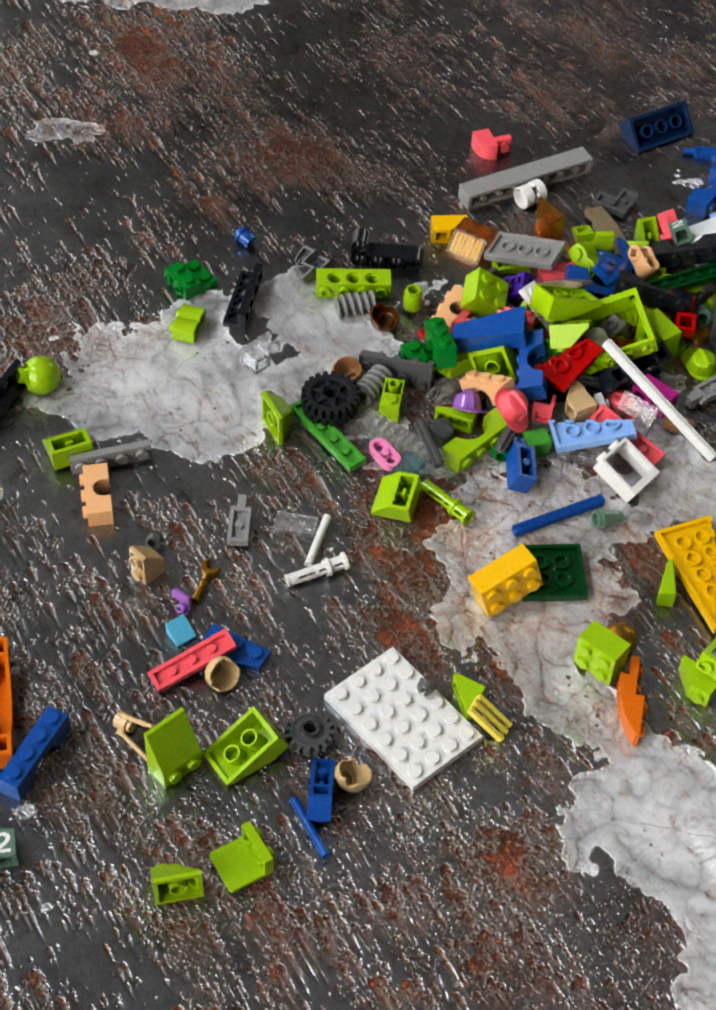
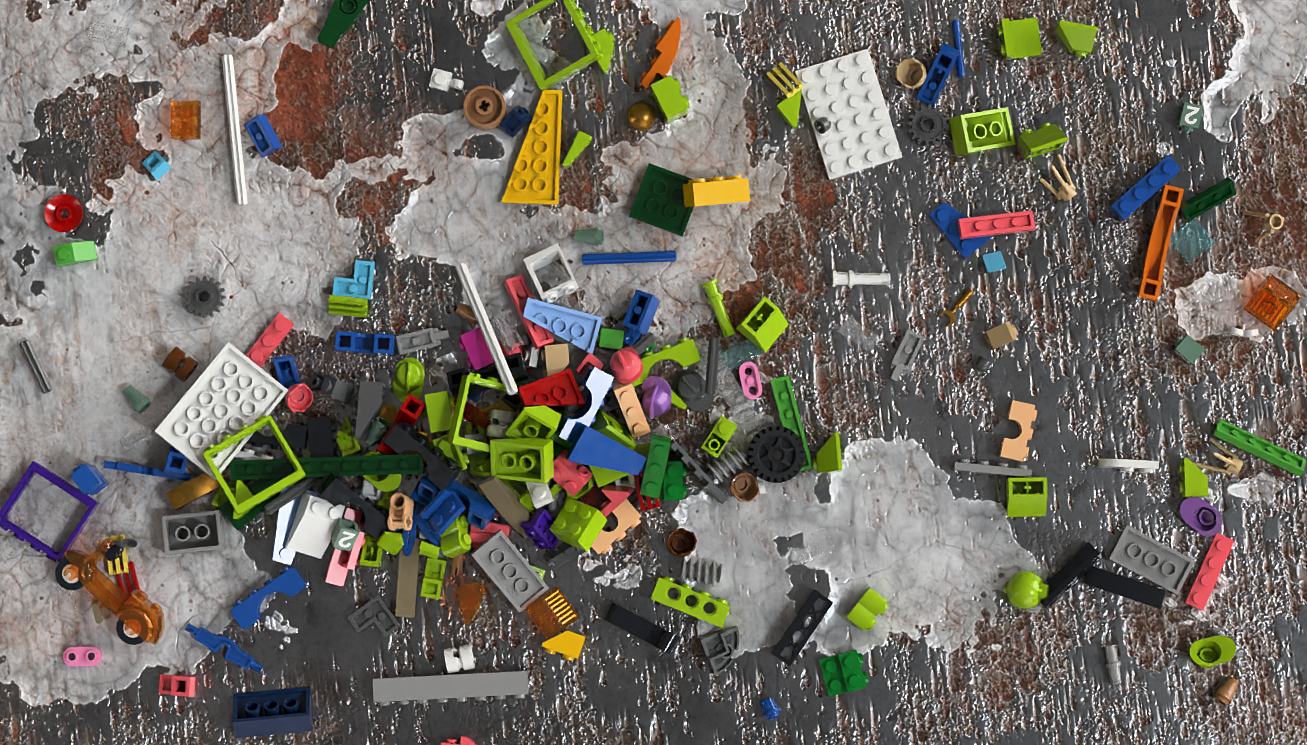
camera: 155 degrees left, 35 degrees up
(184, 599) = (980, 290): medium lavender arm -> none
(222, 674) = (977, 204): tan hair -> none
(317, 540) = (845, 312): white bar -> none
(412, 298) = (644, 549): lime brick -> none

